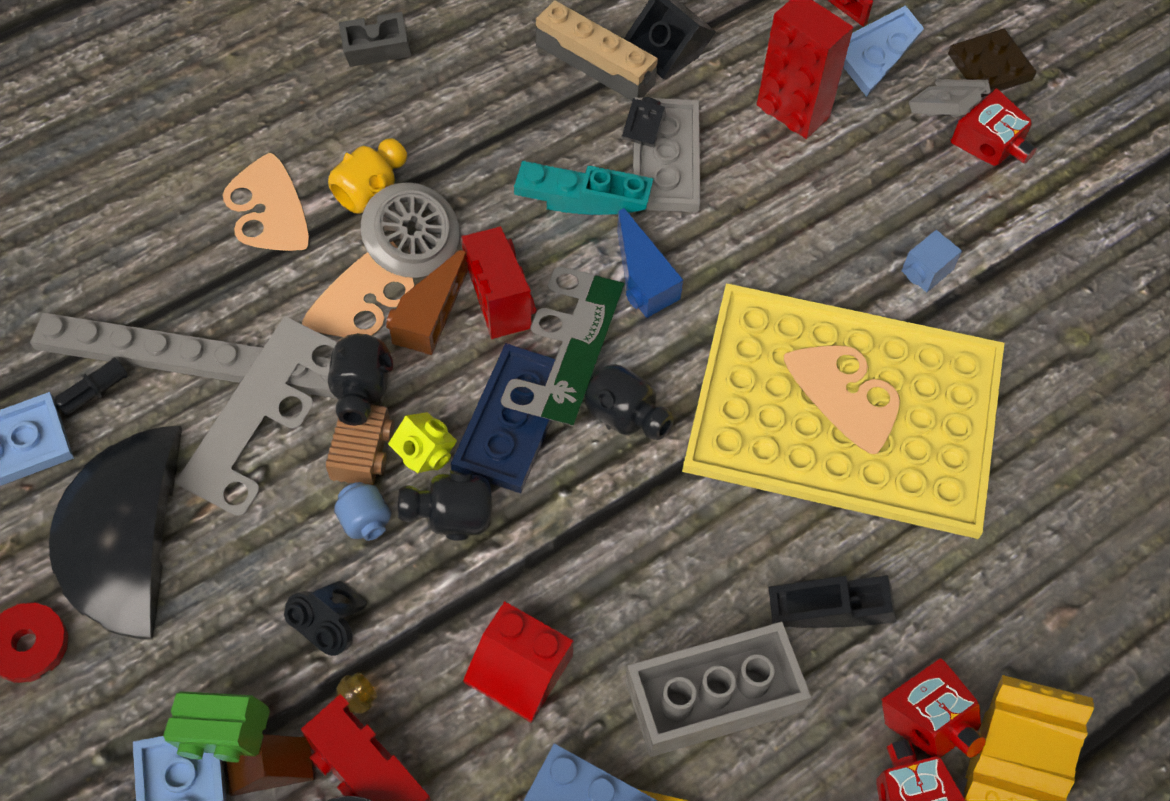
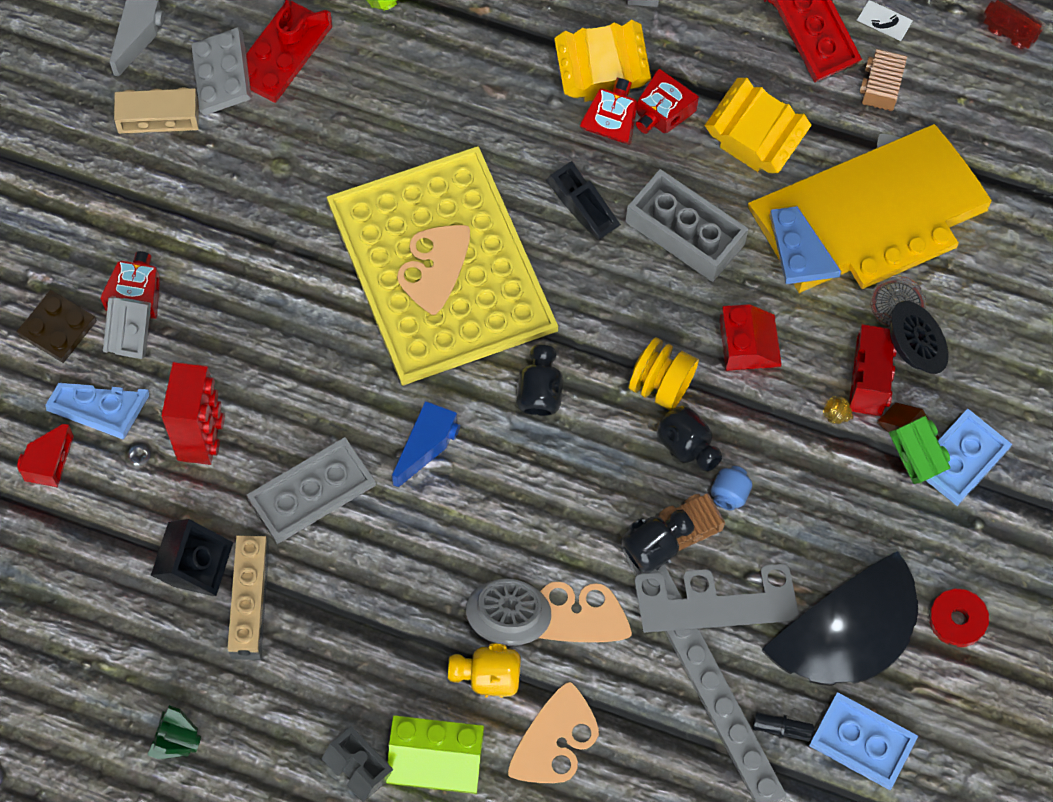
camera: 125 degrees left, 5 degrees up
(323, 620) = (812, 460): black bracket -> none
(339, 107) = (435, 754): none -> slope
(423, 442) = (662, 481): neon yellow brick -> none
(427, 306) = (562, 555): dark orange slope -> none
(498, 282) = (509, 521): red wedge -> none
(502, 440) = (599, 448): dark blue plate -> none
(546, 518) = (659, 372): none -> yellow wheel
(580, 347) = (511, 443): piece -> none
(588, 193) = (389, 518): teal slope -> none
(644, 121) = (303, 508): black bracket -> none
(931, 261) = (288, 270): medium blue brick -> none

